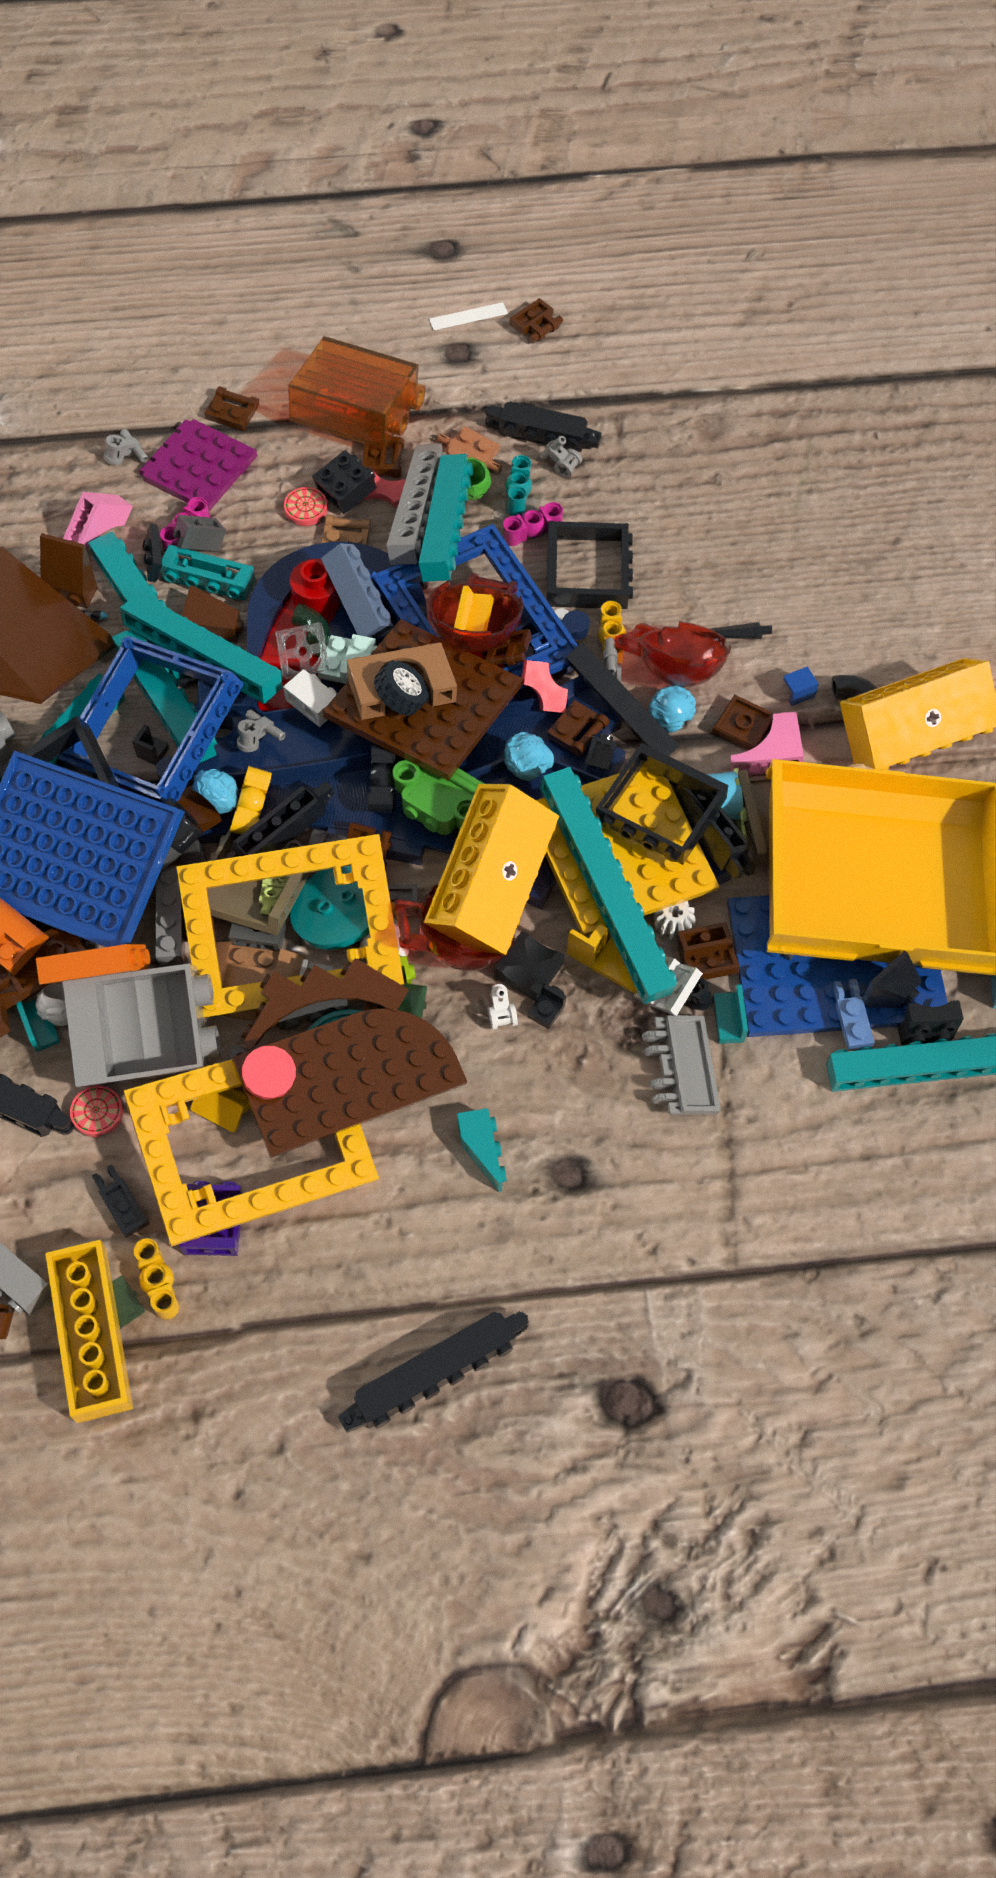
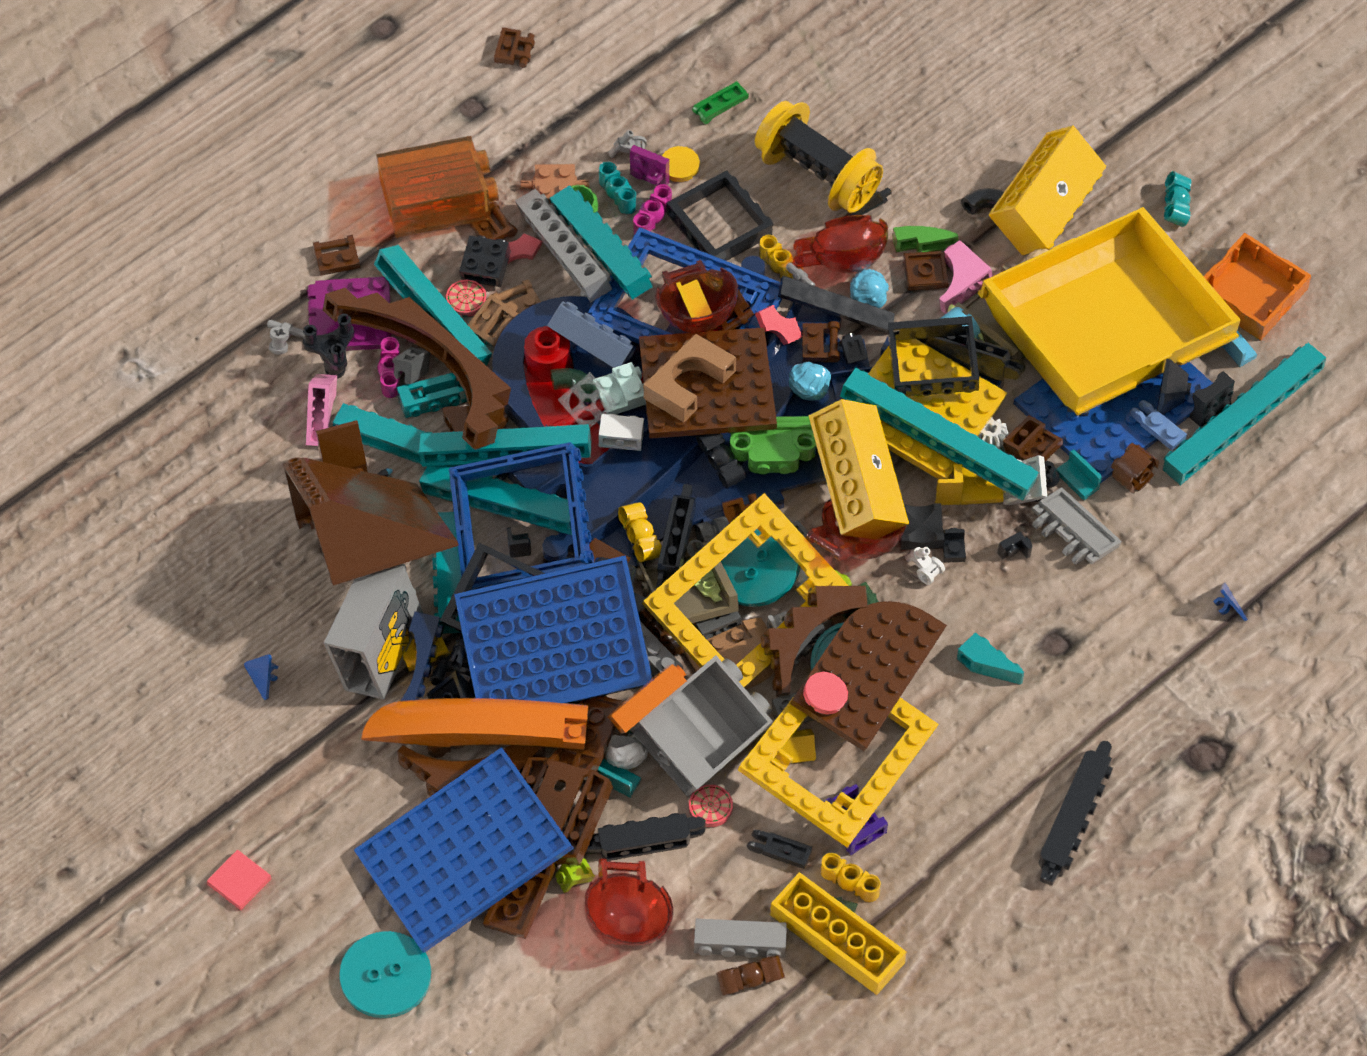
camera: 35 degrees left, 5 degrees down
(137, 475) = (331, 346): none -> black wheel
(152, 555) = (389, 401): black plate -> none
(217, 788) = (612, 534): medium azure hair -> none
(230, 582) = (406, 319): none -> reddish brown arch
(253, 729) = (601, 479): light grey piece -> none
(265, 496) = (412, 283): none -> teal brick
(305, 531) = (488, 316): none -> medium nougat plate
(401, 688) = (699, 381): black wheel -> none
(468, 316) = (454, 73): white sticker -> none
(541, 425) = (593, 130): black hinge -> none
(559, 482) = (649, 166): none -> magenta hinge
(596, 497) = (682, 163): none -> yellow tile
(606, 1042) = (1013, 544): none -> black bracket
(678, 464) = (720, 102): none -> green plate
(734, 593) = (787, 133): none -> yellow brick
(764, 691) = (922, 238): none -> bright green slope
(784, 1251) = (1228, 600): none -> blue piece
(790, 1043) = (1134, 468): none -> reddish brown brick
(802, 685) = (945, 217): blue panel -> none

